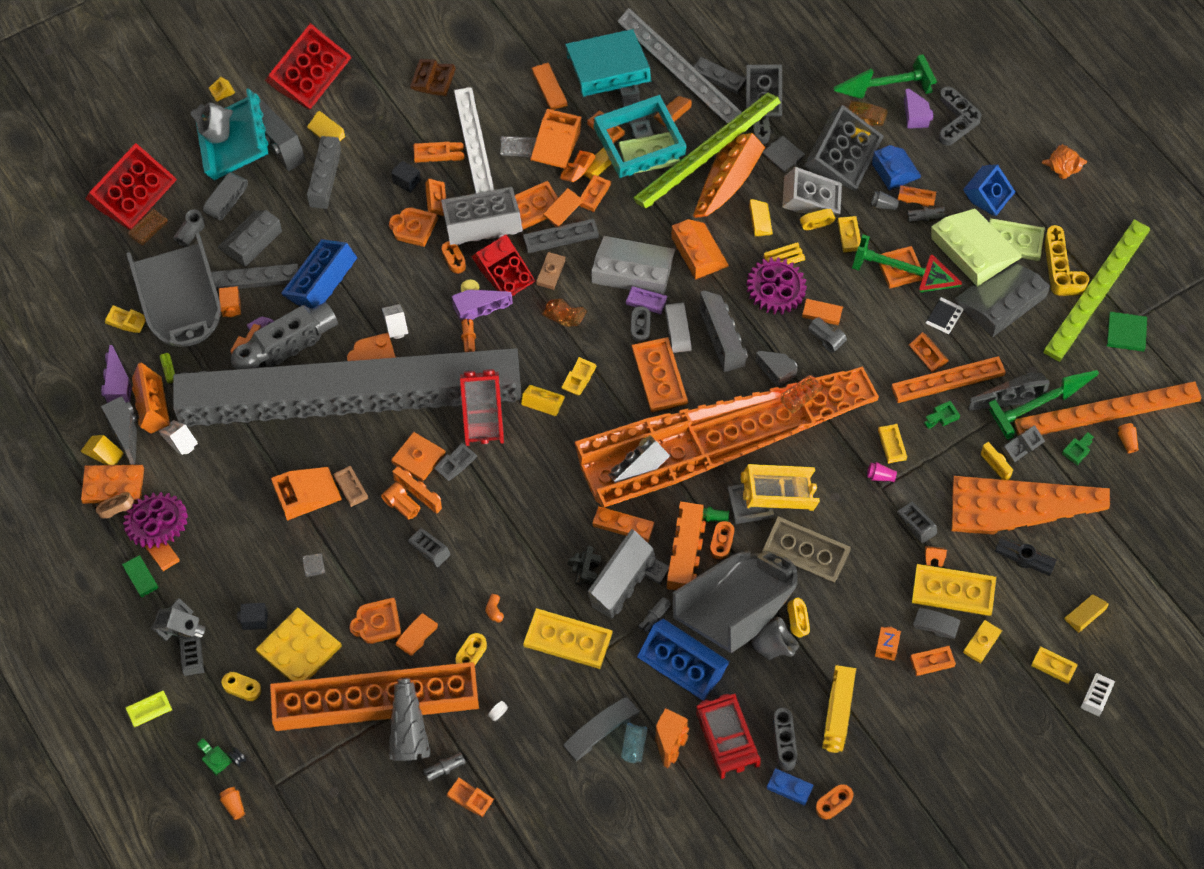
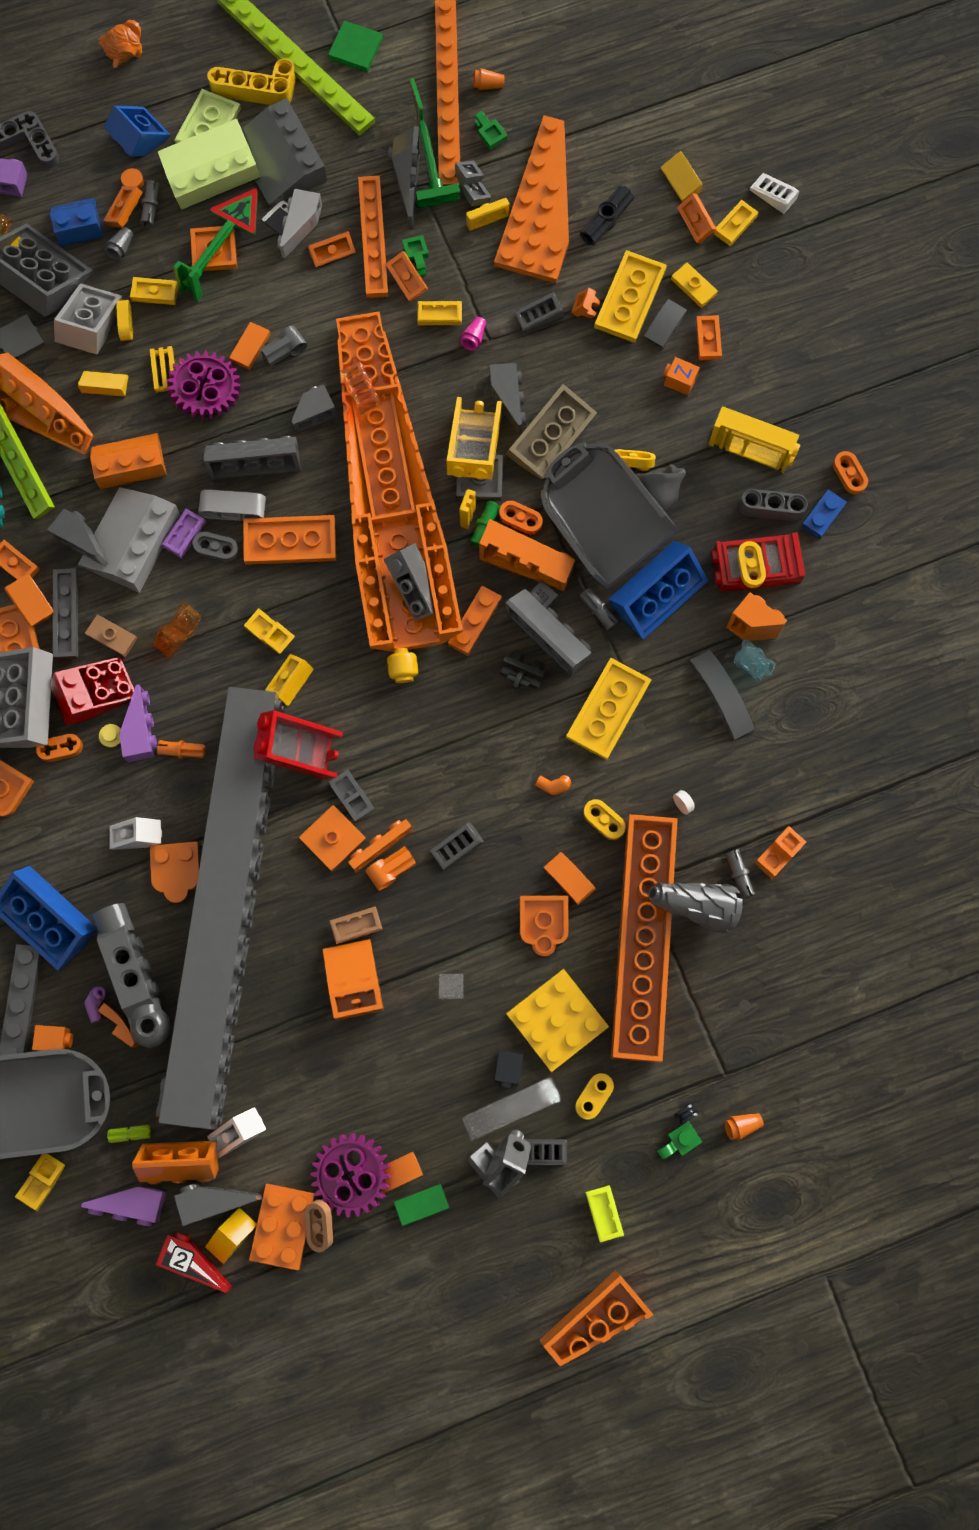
camera: 80 degrees left, 15 degrees up
(69, 717) = (595, 1320): none -> orange wedge
(79, 427) = (189, 1261): none -> slope
(224, 627) = (511, 1108): none -> clear slope
(569, 475) = (402, 665): none -> yellow head
(623, 228) = (74, 532): none -> dark grey slope
(714, 499) = (467, 508): none -> yellow tile
(717, 722) = (751, 565): none -> yellow plate
(835, 506) = (504, 388): none -> dark grey slope
(917, 411) = (406, 276): none -> orange plate
(945, 198) = (132, 177): none -> orange tile
(946, 322) = (301, 219): none -> light grey slope
(1047, 630) = (696, 218): none -> orange plate

